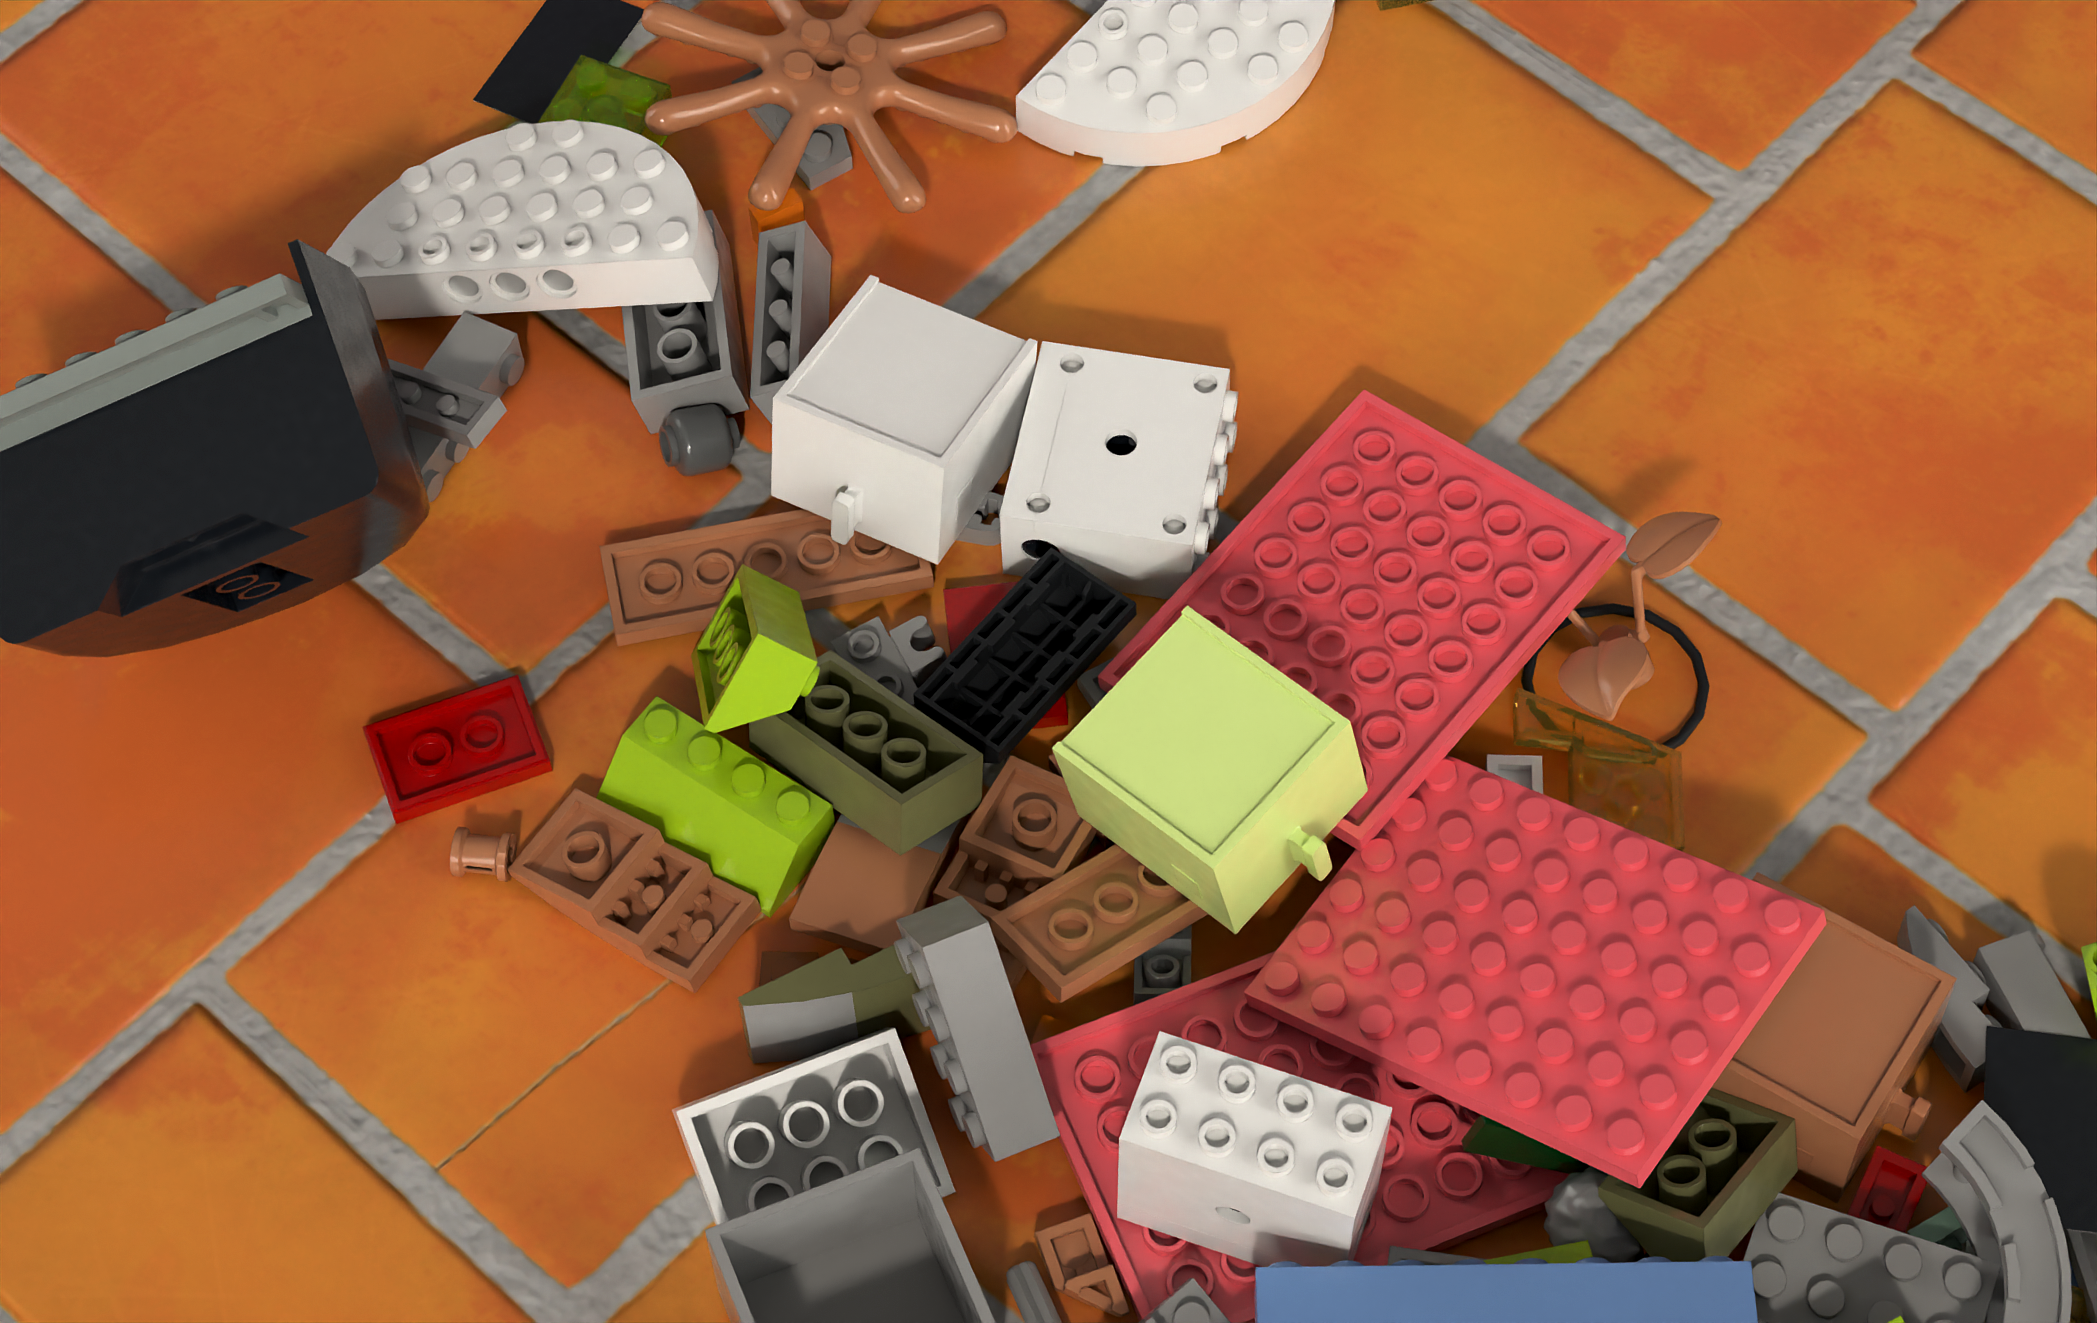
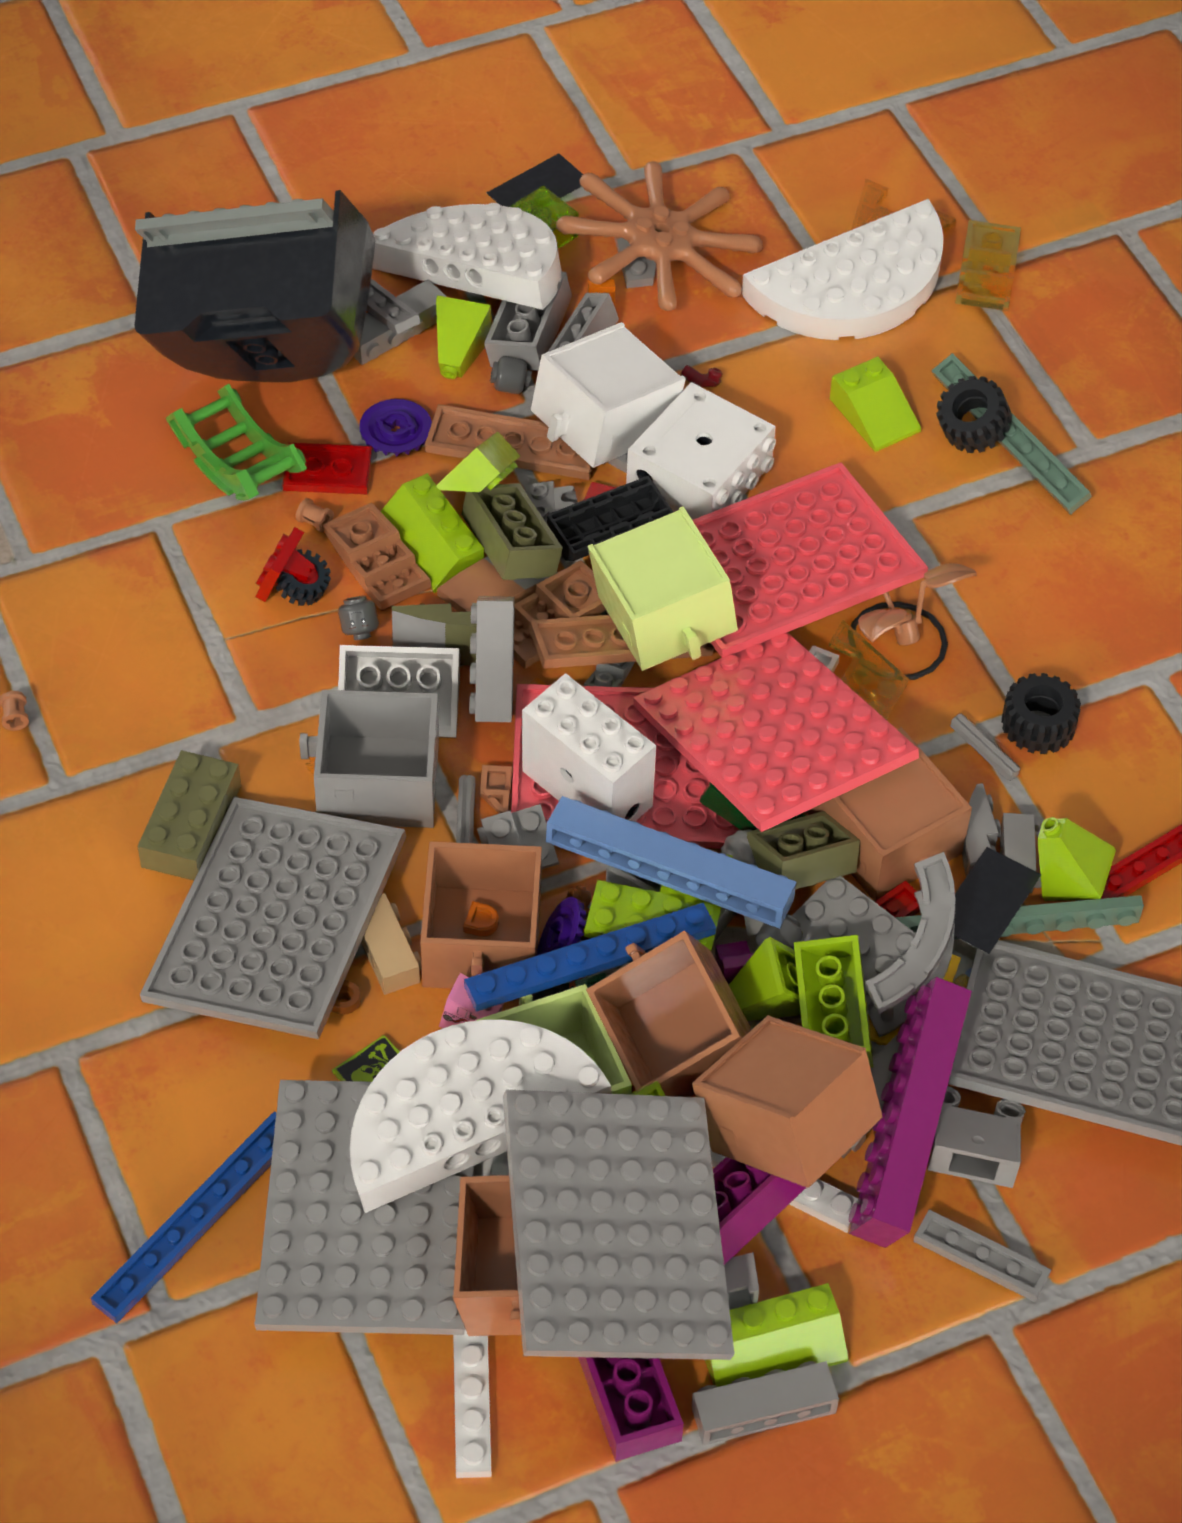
camera: 20 degrees right, 5 degrees down
(260, 833) = (220, 471): none -> bright green fence
(505, 989) = (293, 572): none -> plate
(508, 608) = (385, 415): none -> dark purple gear
(574, 396) = (460, 333): none -> lime slope
(668, 1030) = (358, 617): none -> dark grey head
(1033, 318) = (711, 379): none -> dark red arm
(1350, 252) = (874, 404): none -> lime slope
(1524, 172) = (965, 397): none -> black tyre
(1604, 219) = (1024, 447): none -> sand green plate
(1867, 826) = (985, 747): none -> light grey axle
(1937, 691) = (1044, 695): none -> black tyre

